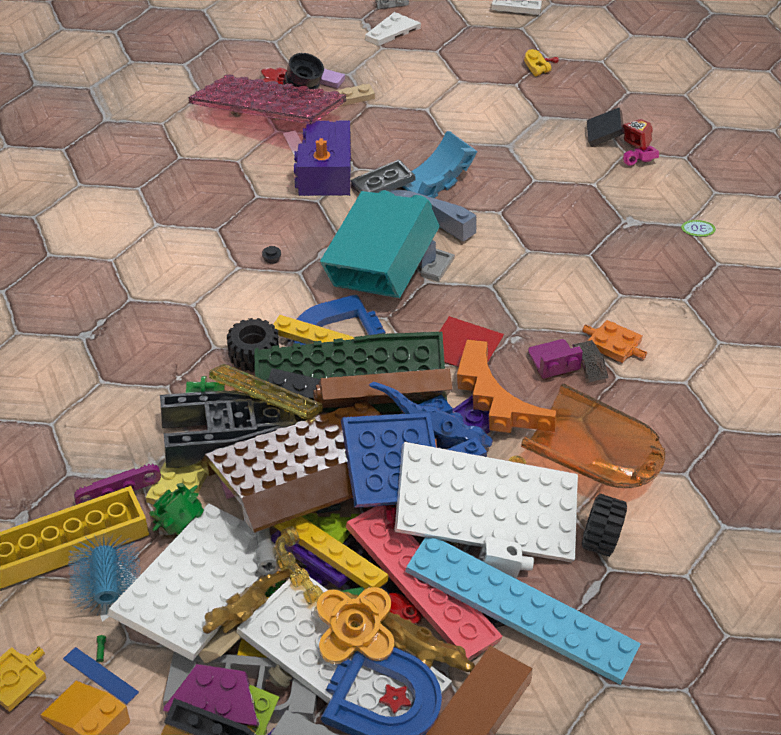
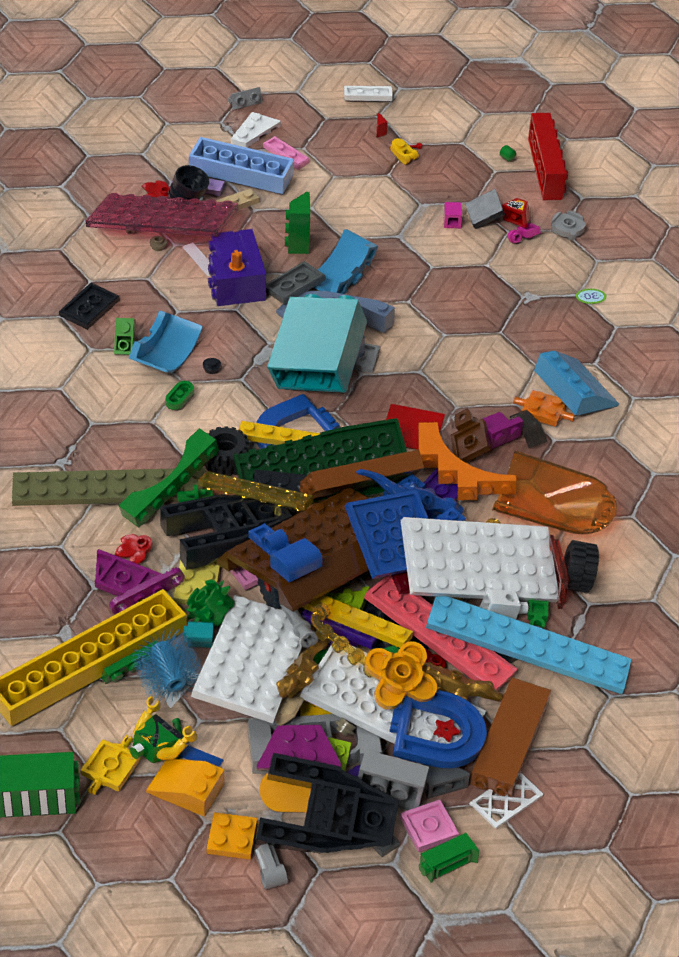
camera: 15 degrees left, 0 degrees up
(56, 569) = (118, 669): none -> green plate
(68, 654) = (158, 739): none -> torso
(96, 461) = (118, 574): none -> magenta wing
(114, 365) = (88, 486): none -> olive plate
(124, 437) = (133, 547): none -> red plate
(151, 541) = (200, 634): none -> teal brick
(169, 181) = (89, 306): none -> black tile
(192, 213) = (124, 335): none -> bright green slope
(216, 342) = (143, 504): none -> green arch
(227, 280) = (179, 395): none -> green plate
(232, 228) = (168, 344): none -> dark azure panel
(259, 127) = (158, 243): none -> dark tan plate
(262, 472) = (286, 559): none -> blue plate
(366, 60) = (242, 165): none -> light blue brick
(401, 121) = (299, 225): none -> green slope
(417, 54) = (280, 148): none -> bright pink tile
(520, 36) = (381, 126): none -> red slope
(522, 364) = (469, 429): none -> reddish brown plate
(544, 572) = (537, 612): none -> green plate
(569, 130) = (452, 215): none -> dark pink brick
(578, 527) = (560, 570): none -> clear red piece
(645, 75) = (507, 153): none -> green piece
(653, 318) = (573, 383): none -> dark azure slope
(684, 152) = (561, 227): none -> light grey plate
(685, 81) = (547, 156): none -> red brick

